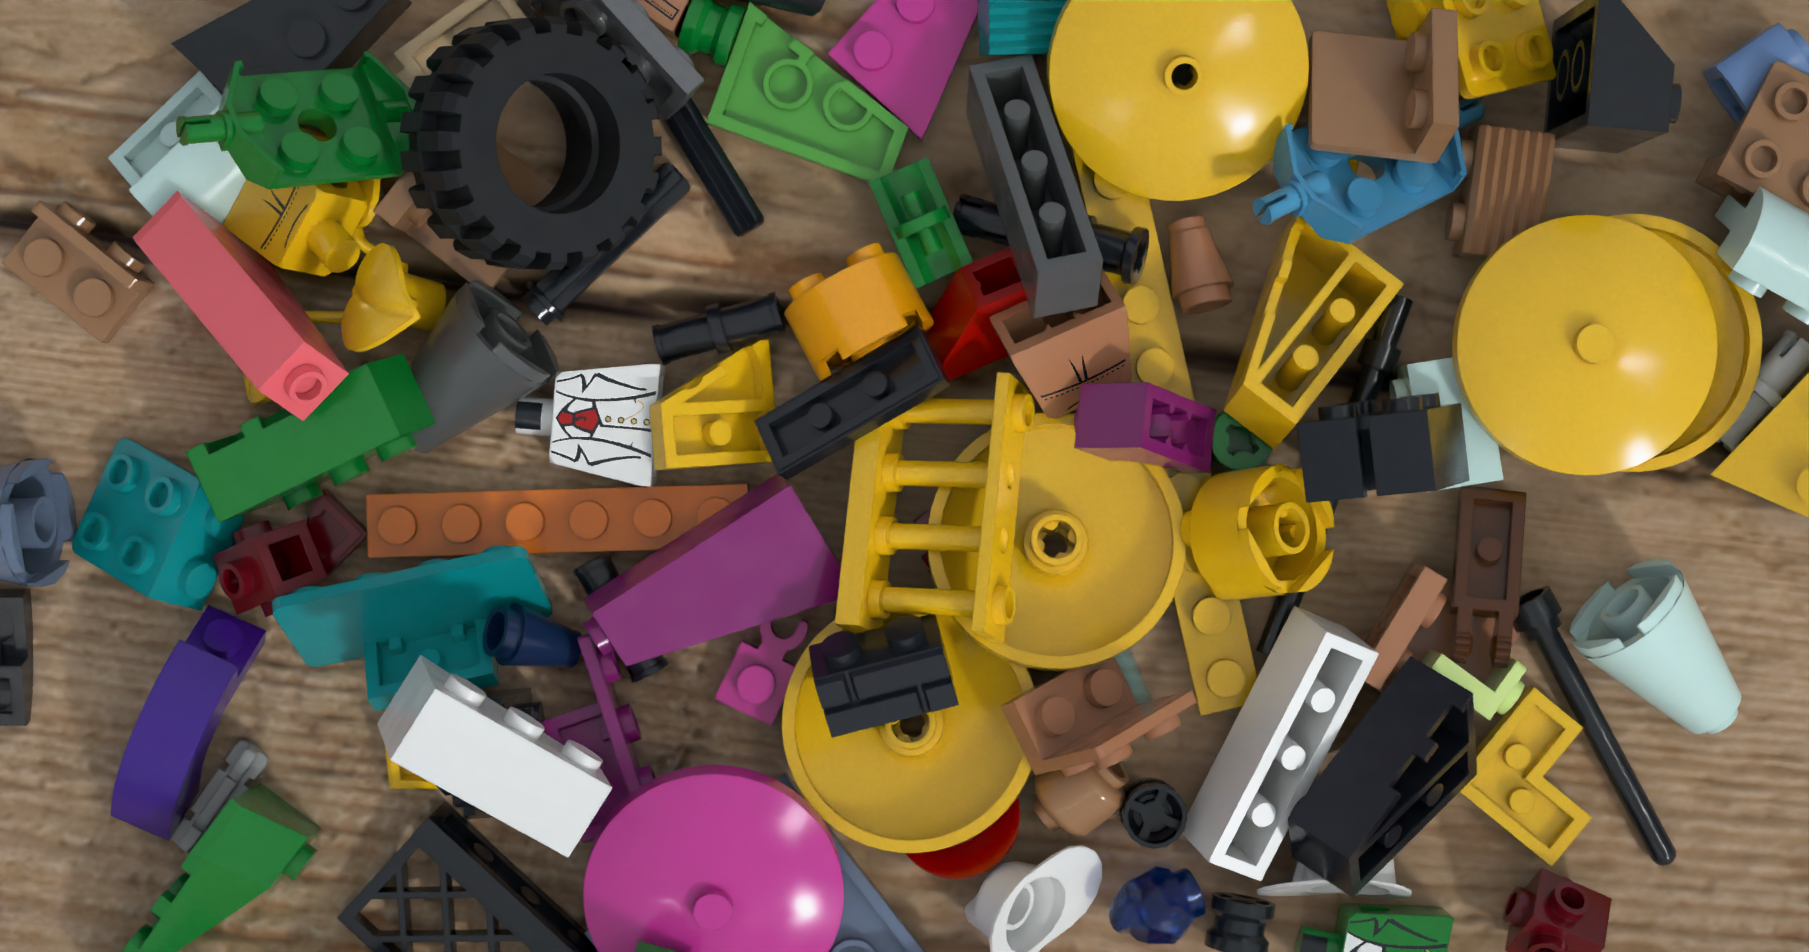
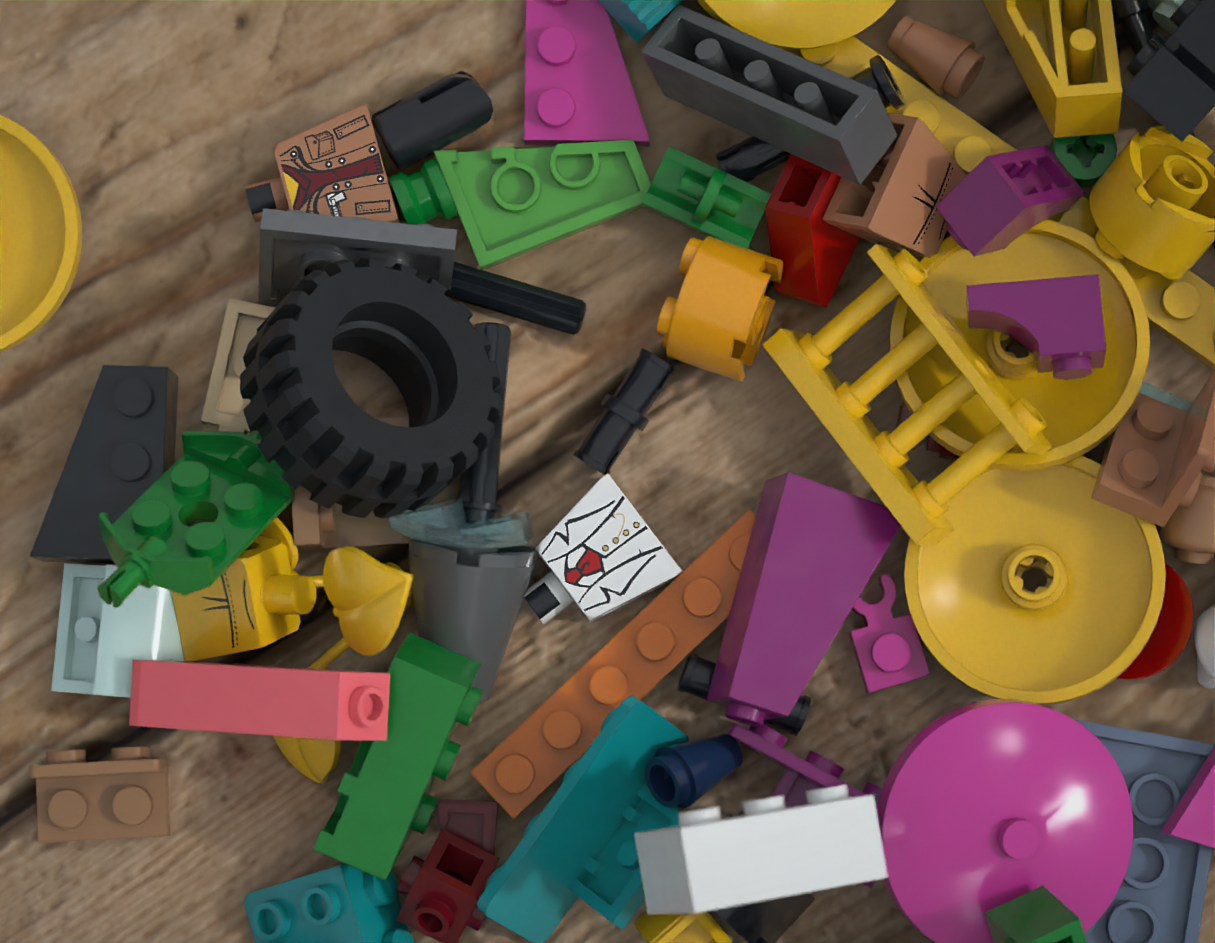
camera: 40 degrees left, 5 degrees down
(503, 298) = (446, 525): none -> clear light blue slope
(714, 414) = (684, 474): yellow wing -> none
(852, 402) = (777, 373): black tile -> none
(882, 674) = (985, 550): black brick -> none
(1091, 546) = (1051, 317): none -> magenta arch

